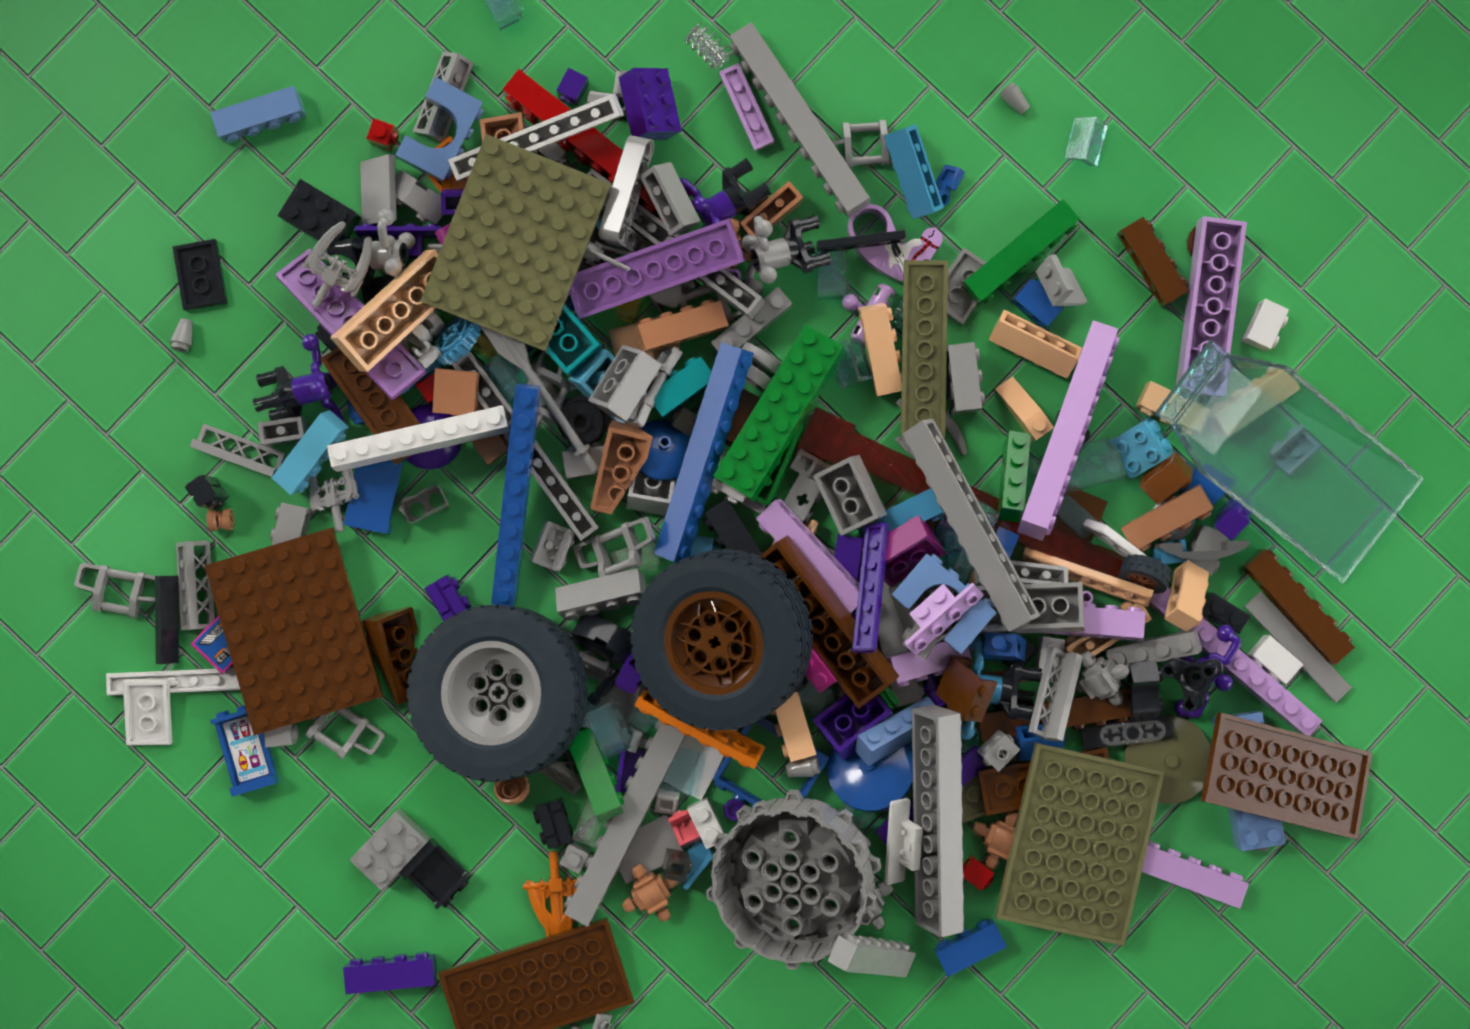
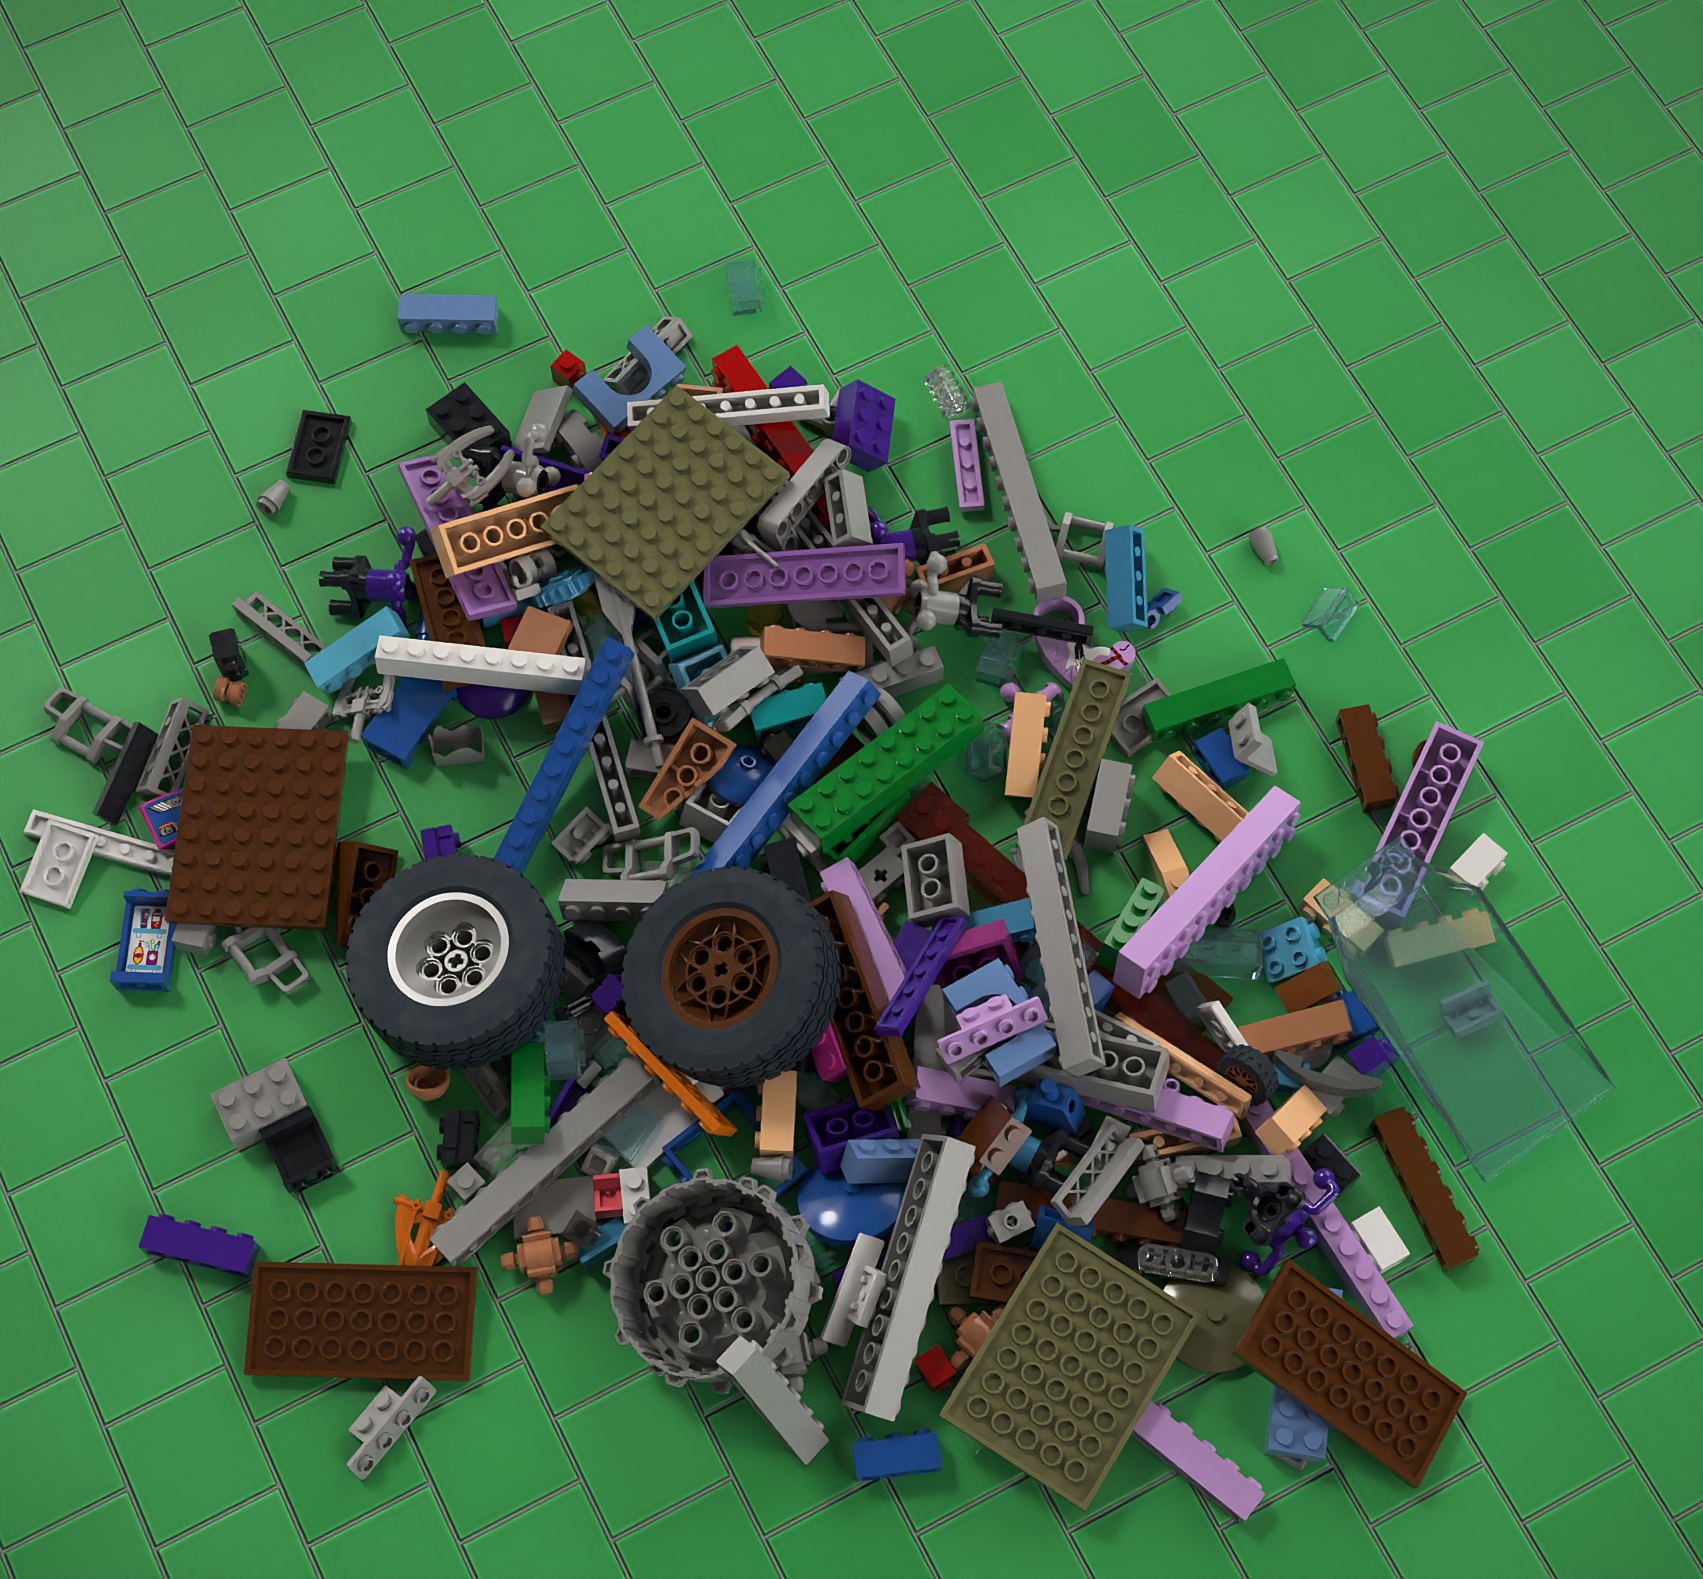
camera: 20 degrees right, 20 degrees down
(282, 431) = (334, 620): light grey brick -> none
(1292, 640) = (1422, 1256): light grey tile -> none

